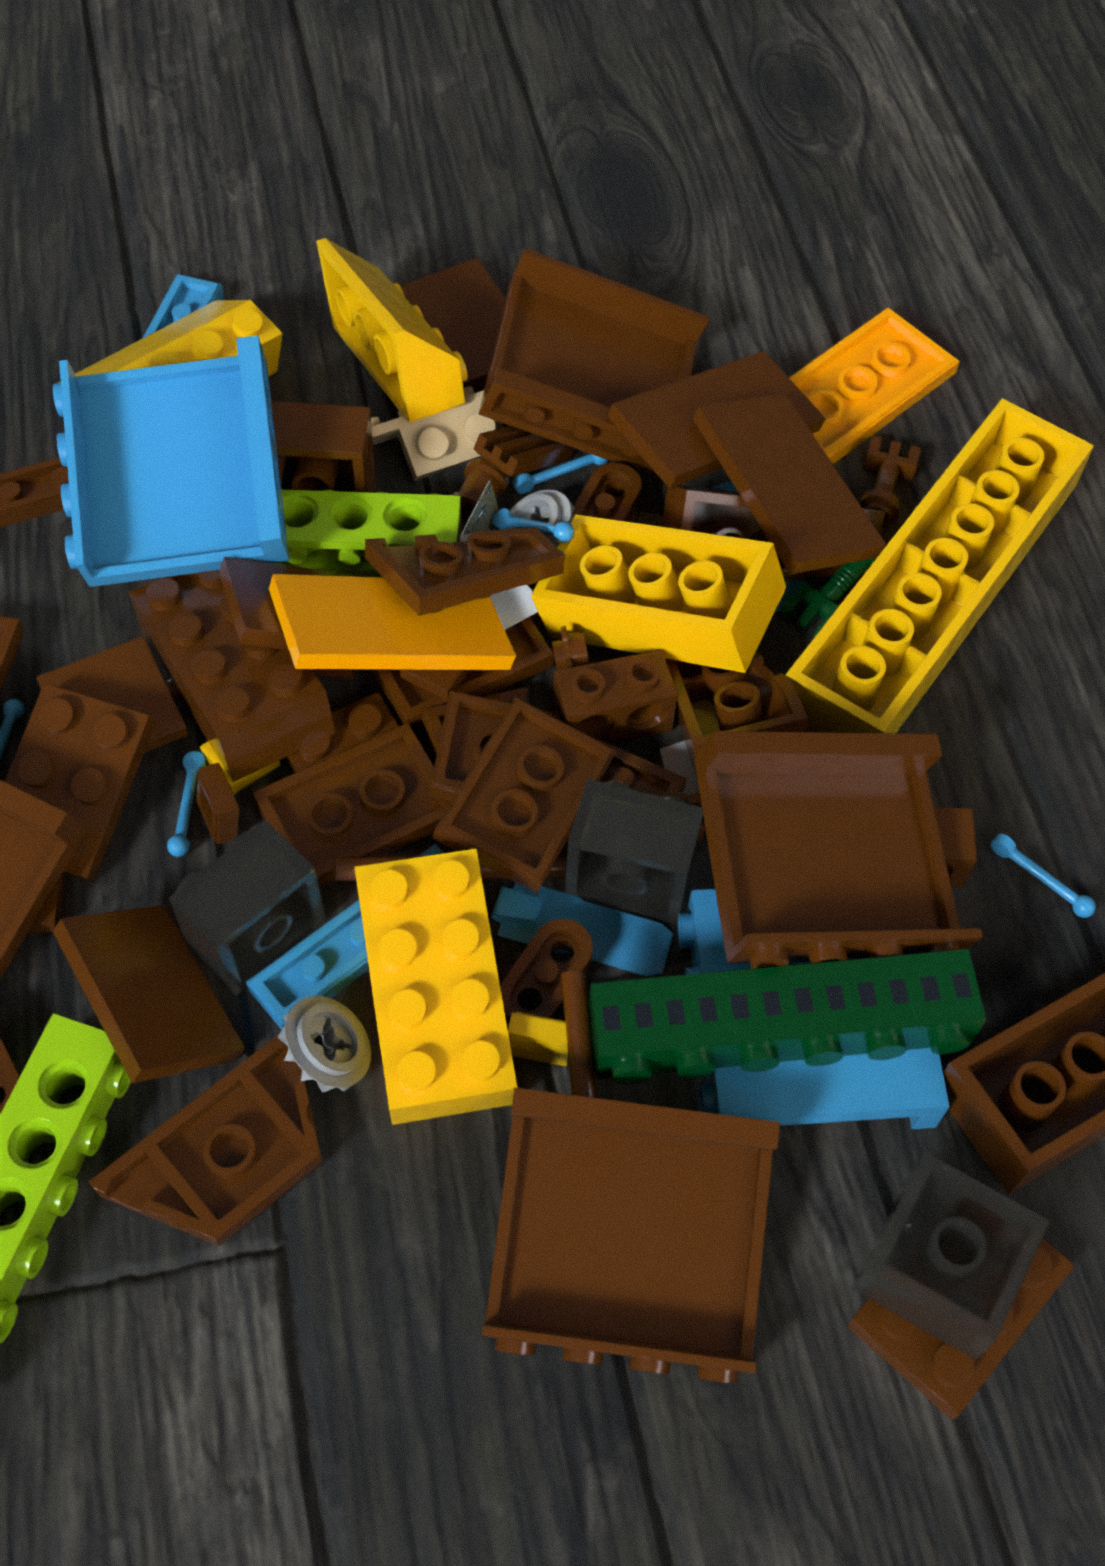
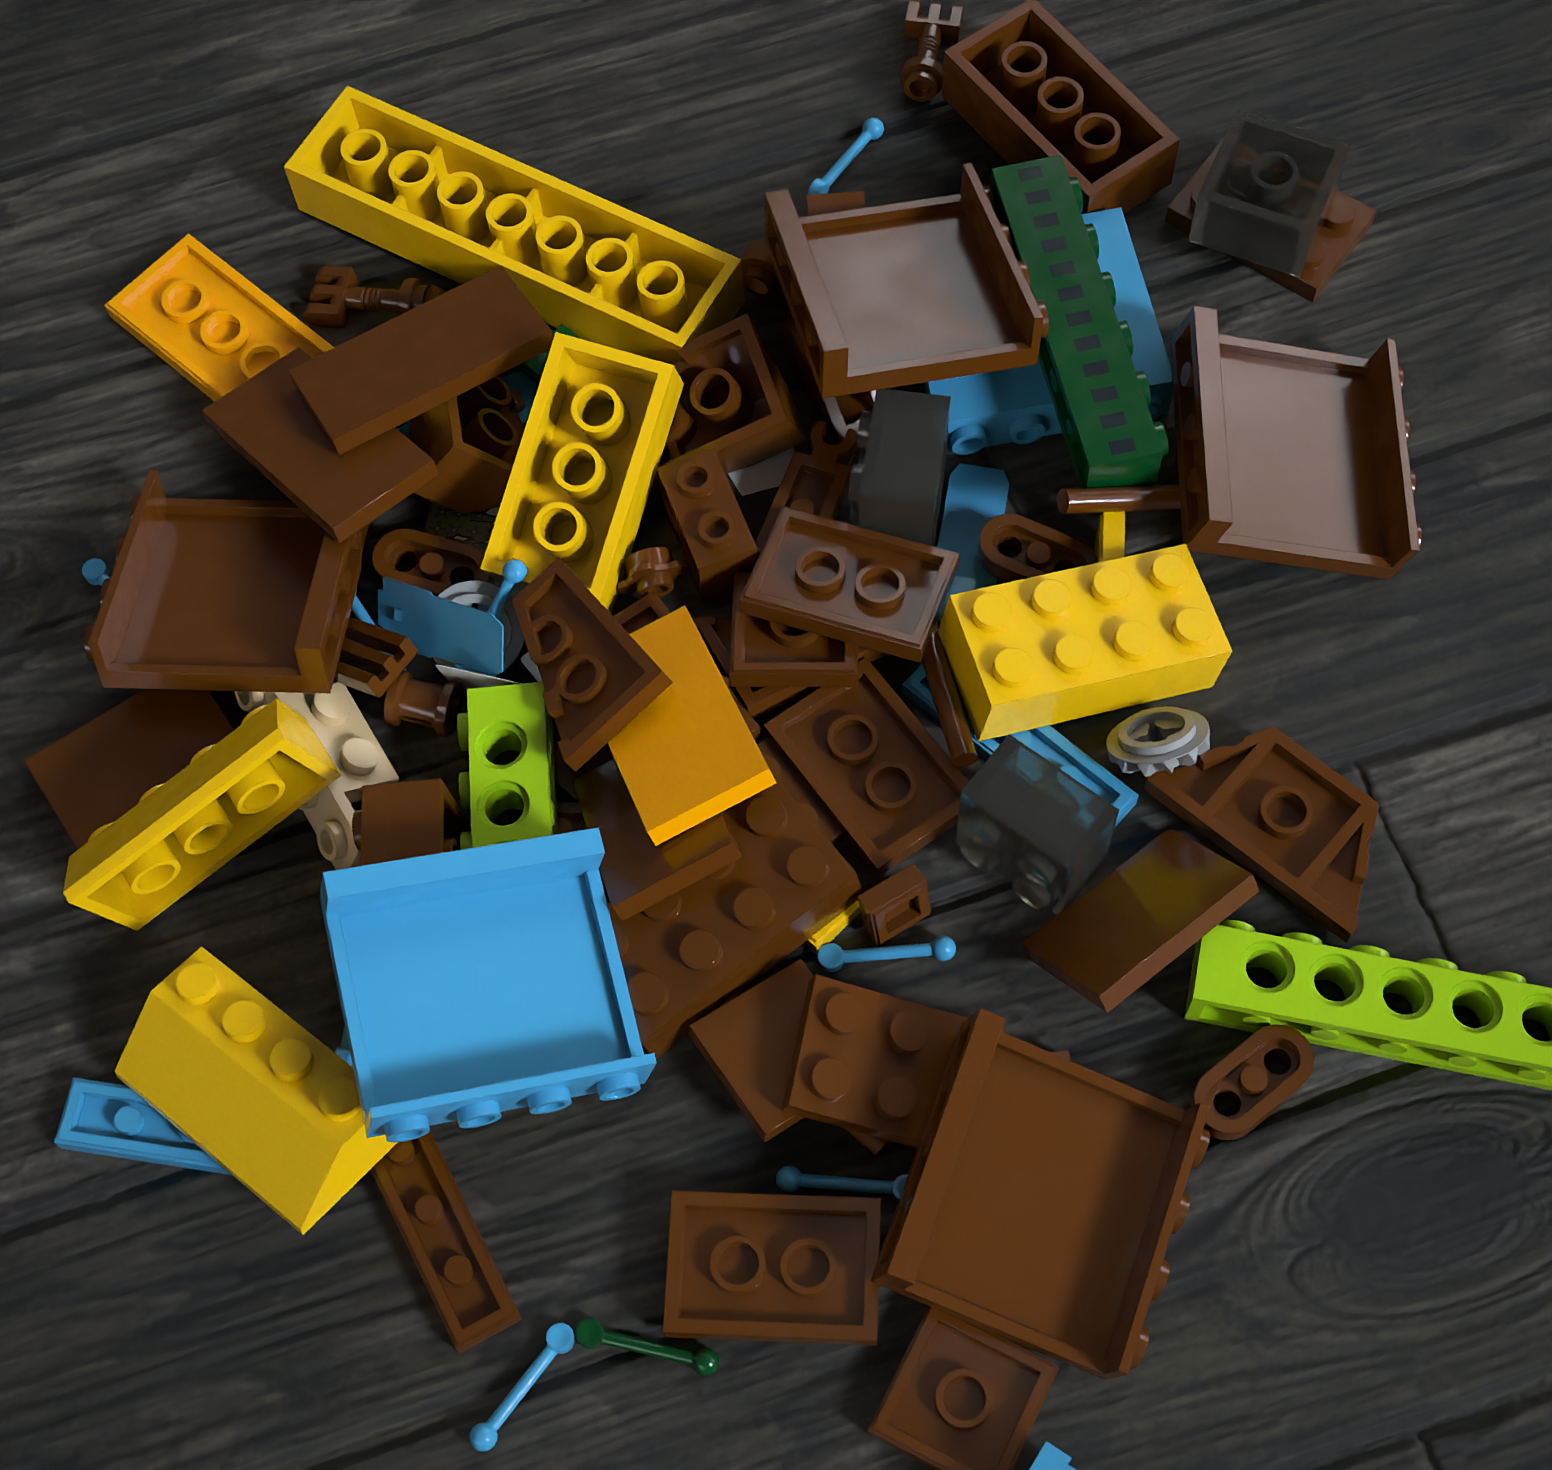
camera: 90 degrees left, 5 degrees up
(574, 478) = (442, 627): none -> dark azure piece

